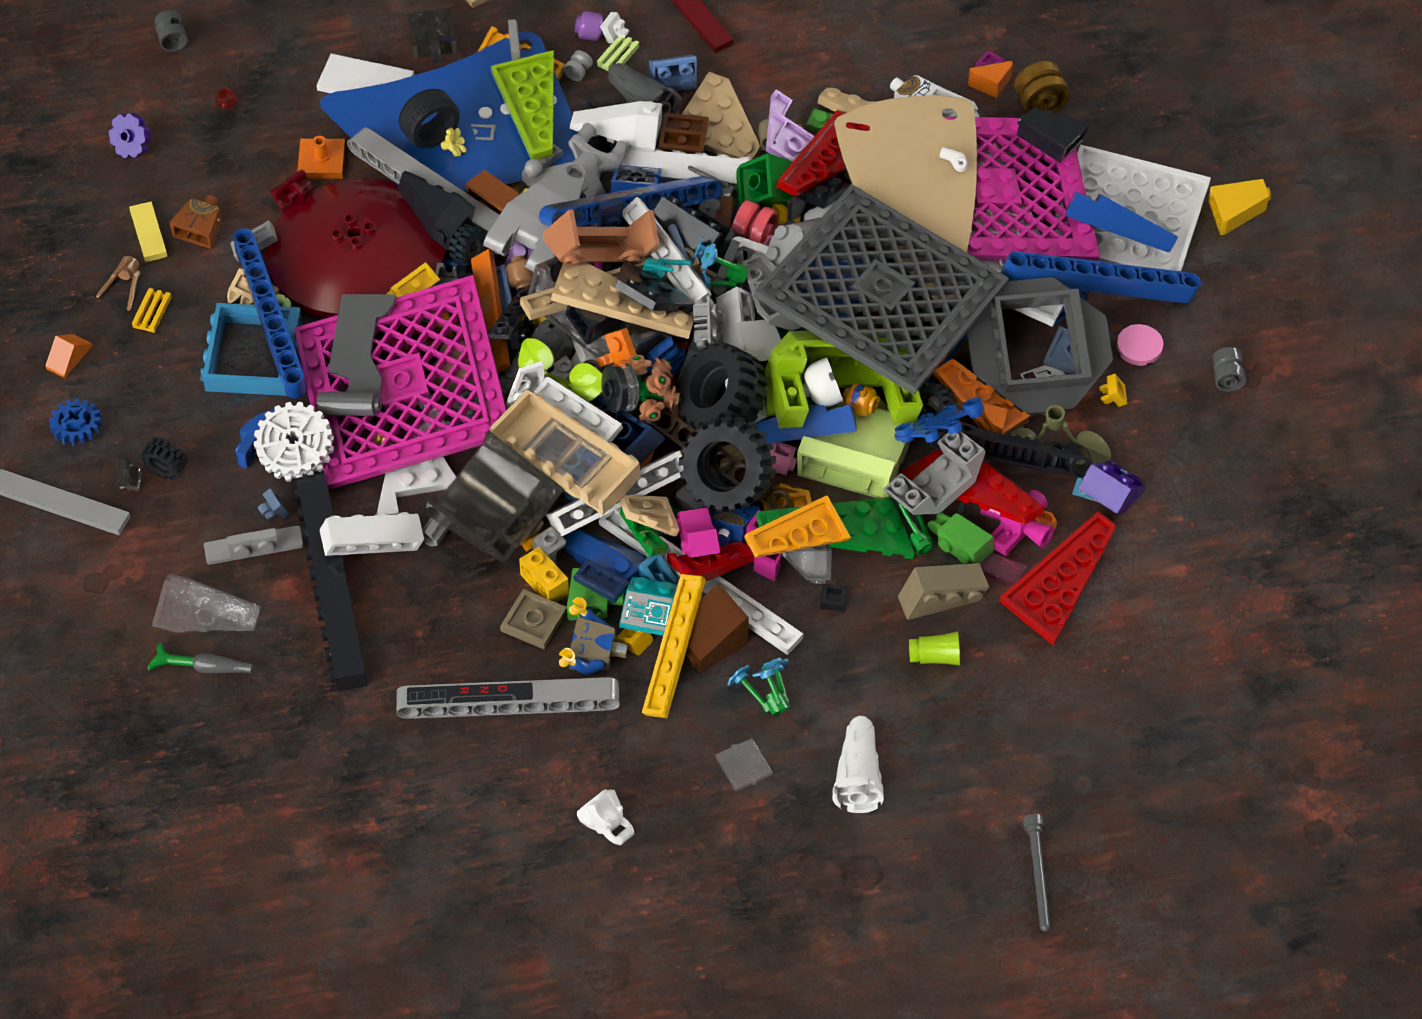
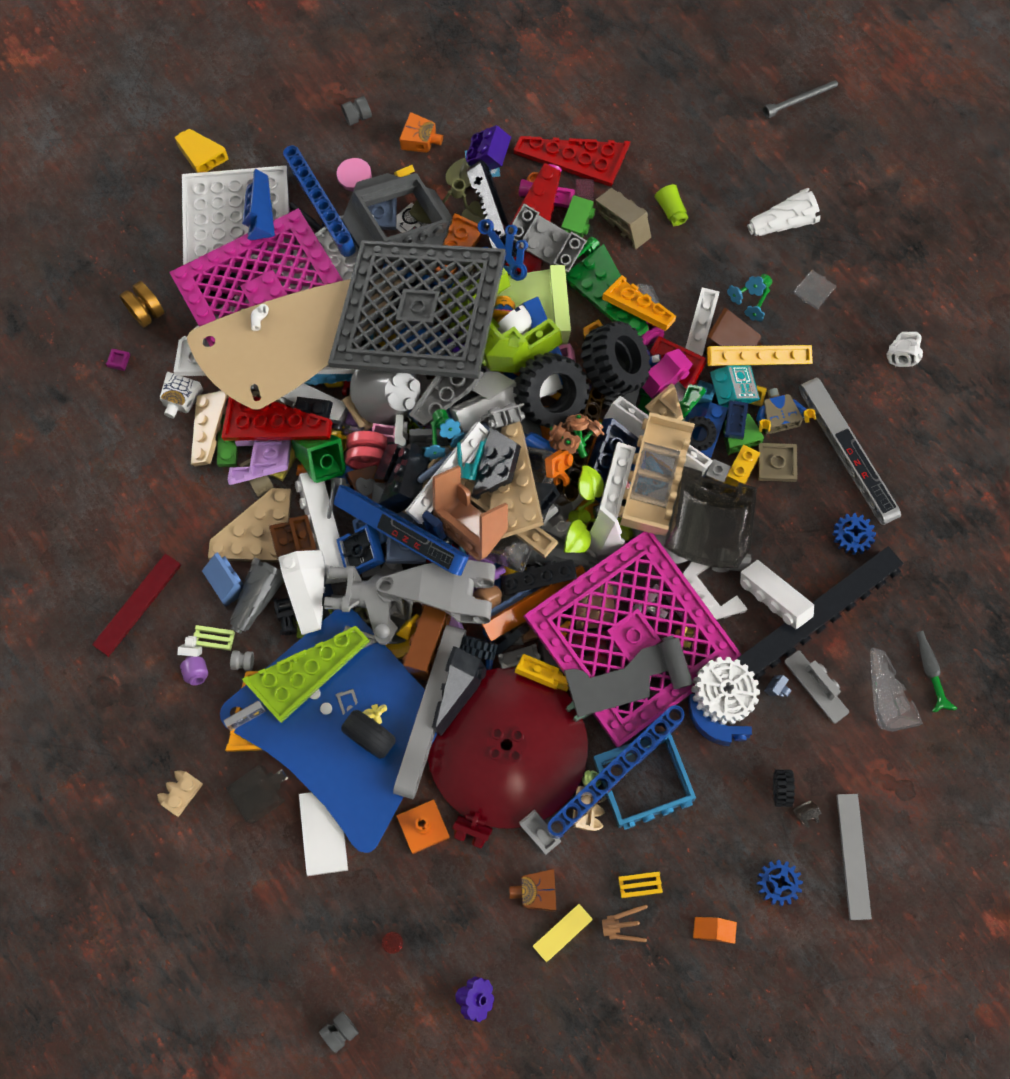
camera: 110 degrees left, 15 degrees up
(403, 656) = (846, 536): none -> blue gear
(609, 529) = (711, 433): none -> black tyre
(620, 388) = (594, 448): black piece -> none
(833, 597) = (659, 284): black tile -> none
(991, 78) = (138, 347): orange slope -> none
(995, 416) = (469, 228): orange tile -> none
(1052, 132) = (199, 266): black slope -> none
(1167, 423) = (419, 134): none -> orange torso

